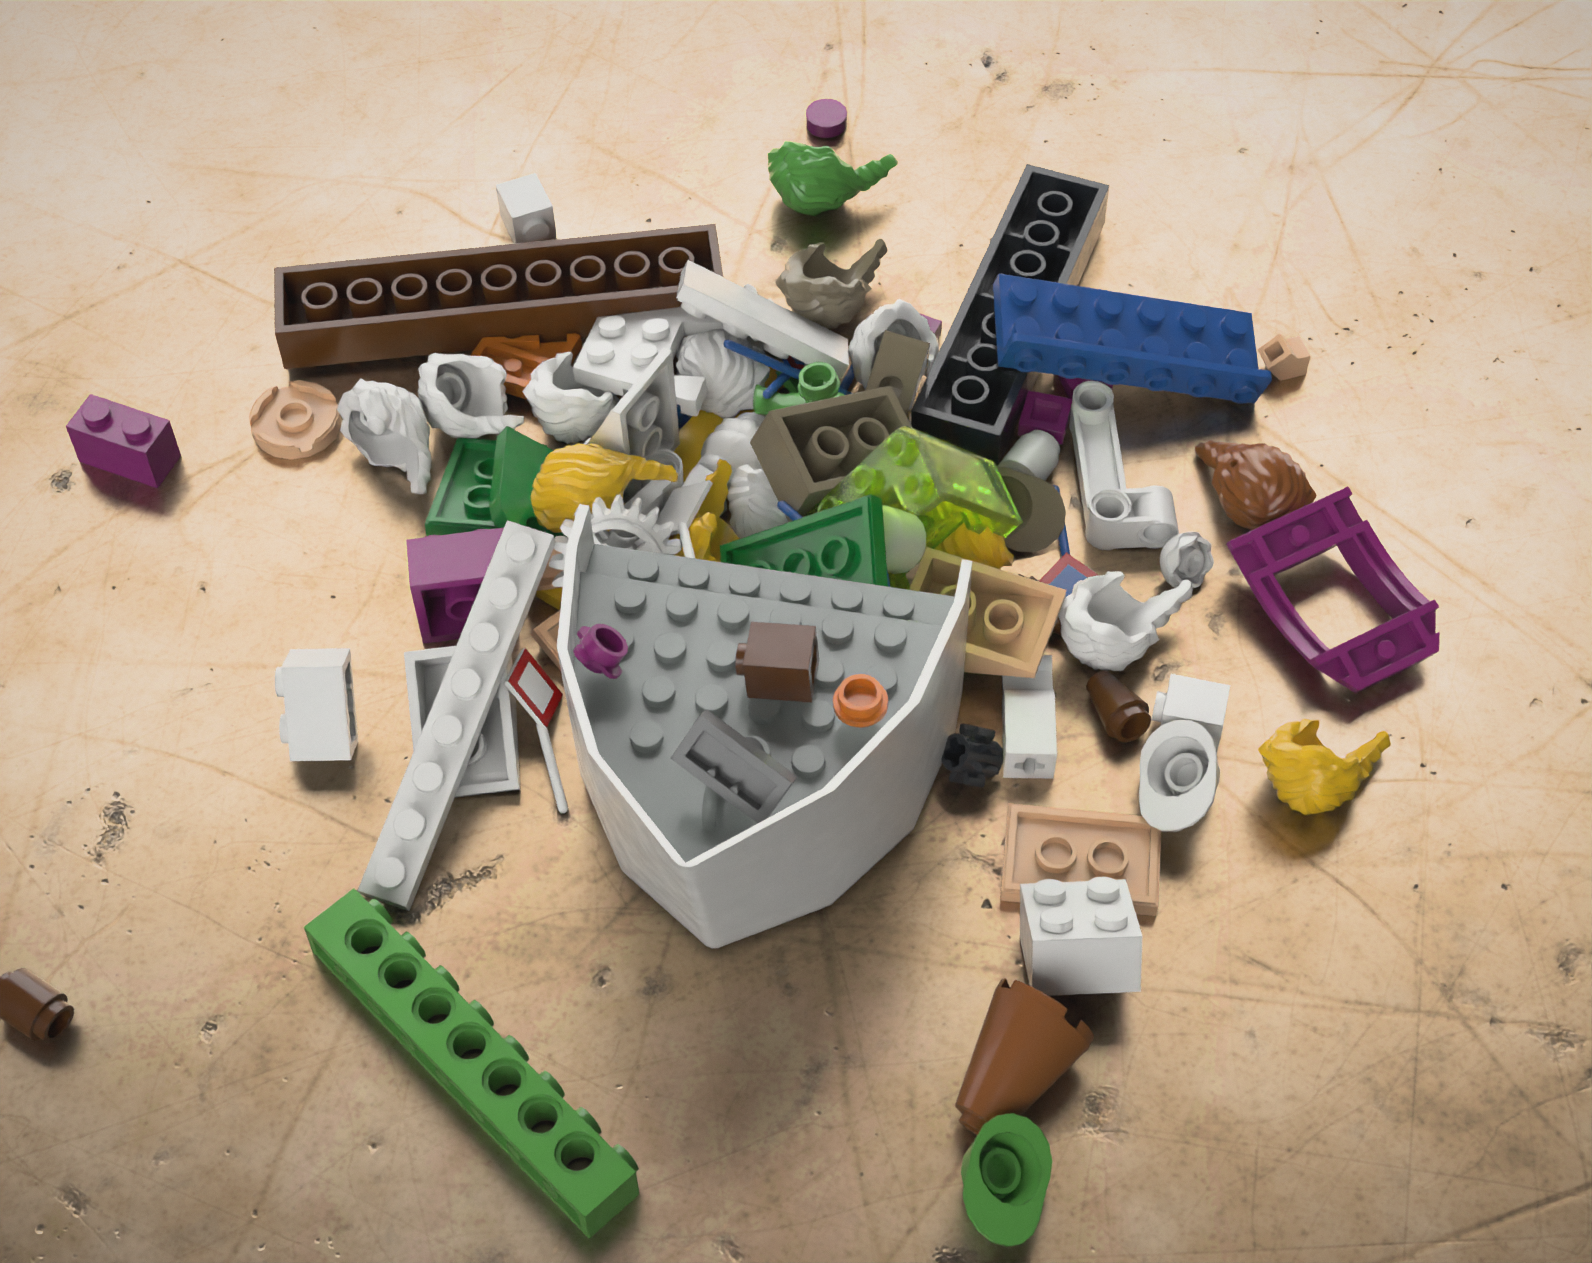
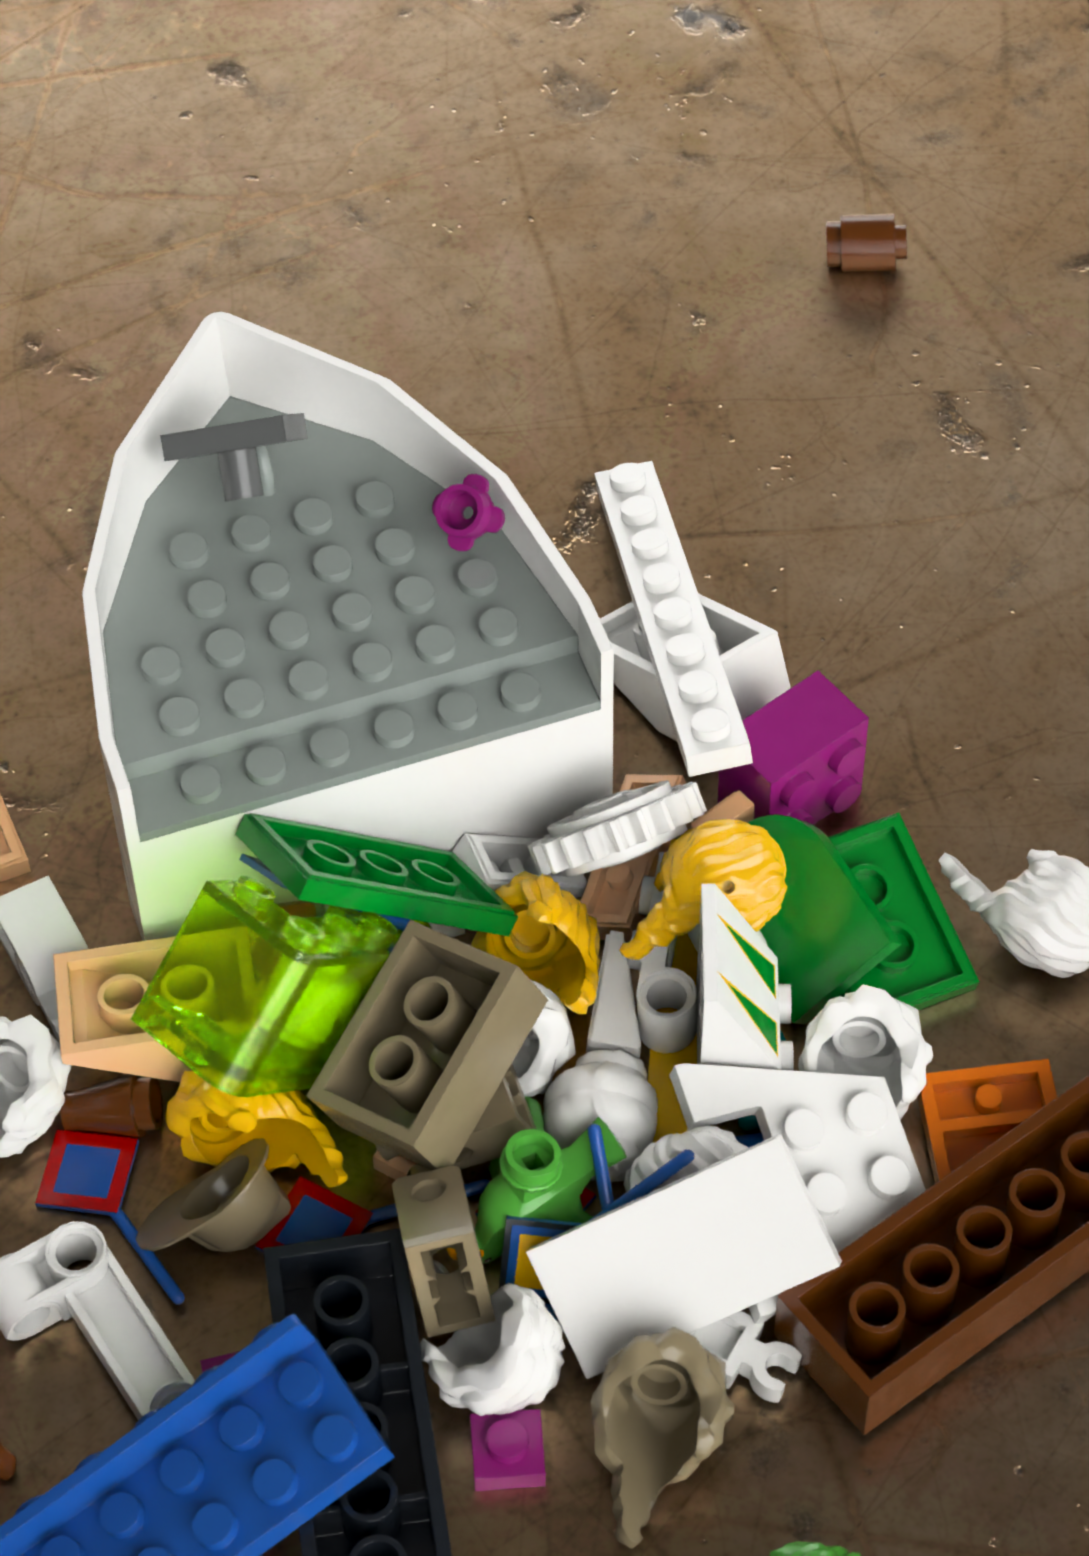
camera: 150 degrees right, 0 degrees up
(318, 704) = (838, 572): white brick -> none
(465, 395) = (993, 996): white hair -> none
(540, 699) = (636, 710): white piece -> none
(586, 1195) = (479, 384): bright green brick -> none
(682, 509) = (590, 929): white piece -> none
(779, 661) = (266, 584): brick -> none
(860, 701) = (154, 589): orange plate -> none
(972, 755) = (90, 875): black gear -> none
(1033, 454) = (226, 1300): white brick -> none

